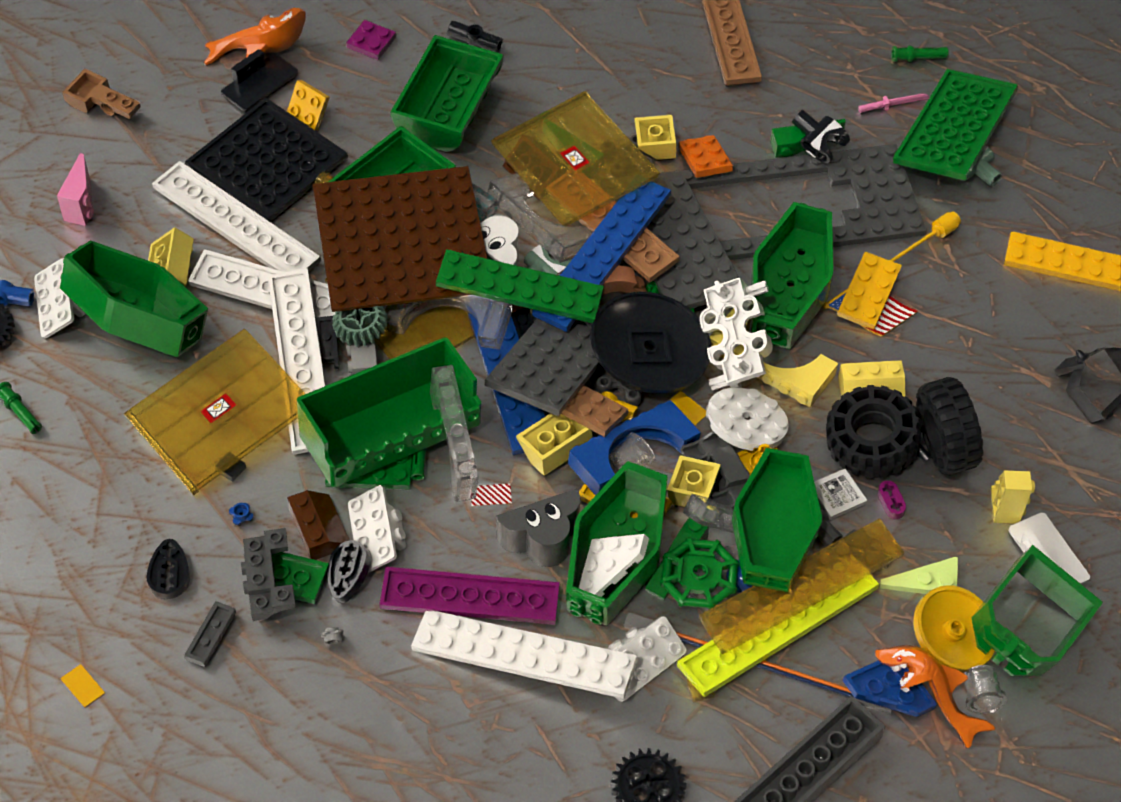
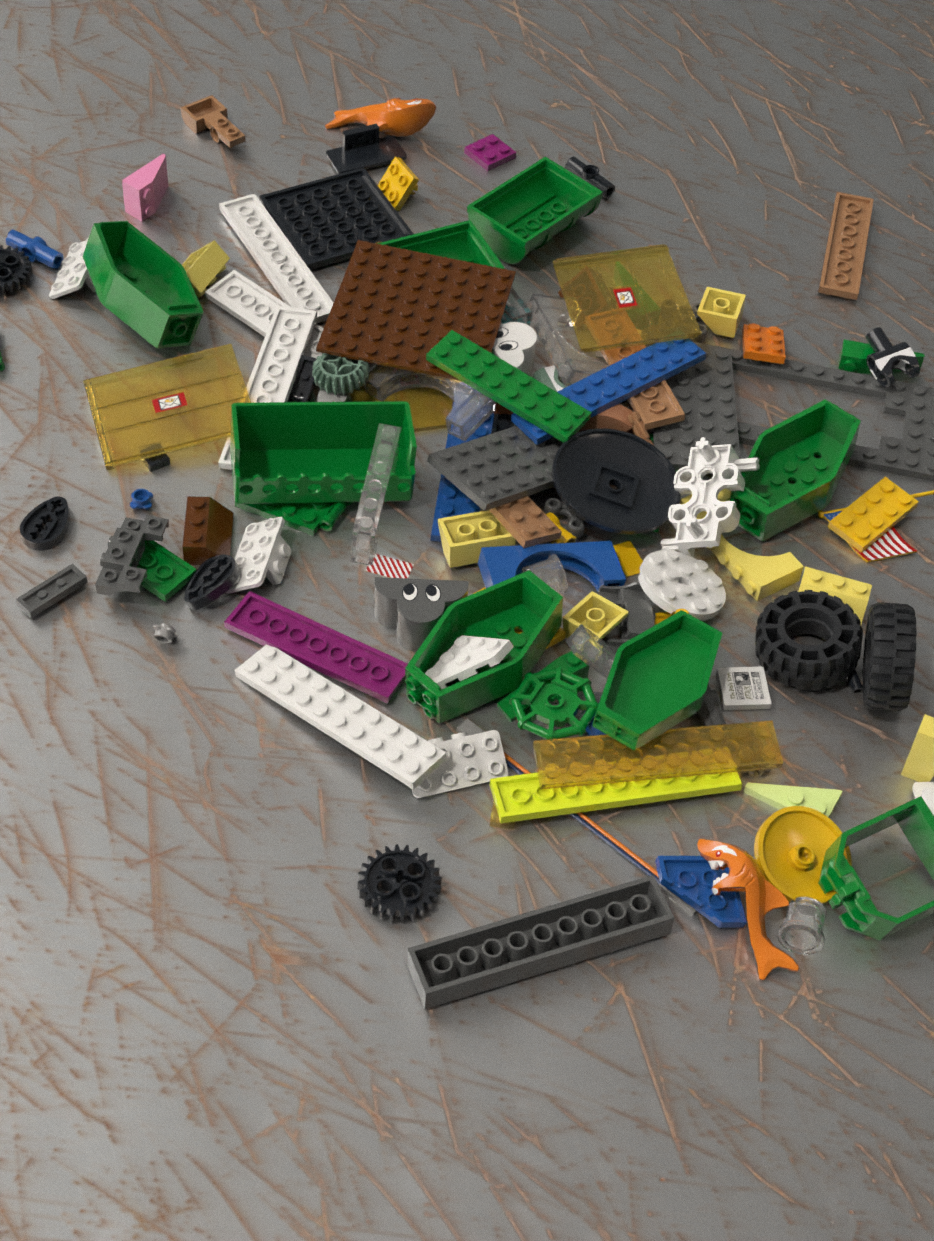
camera: 20 degrees right, 5 degrees down
(644, 283) = (638, 427): none -> medium nougat axle
(888, 500) = (794, 713): magenta beam -> none

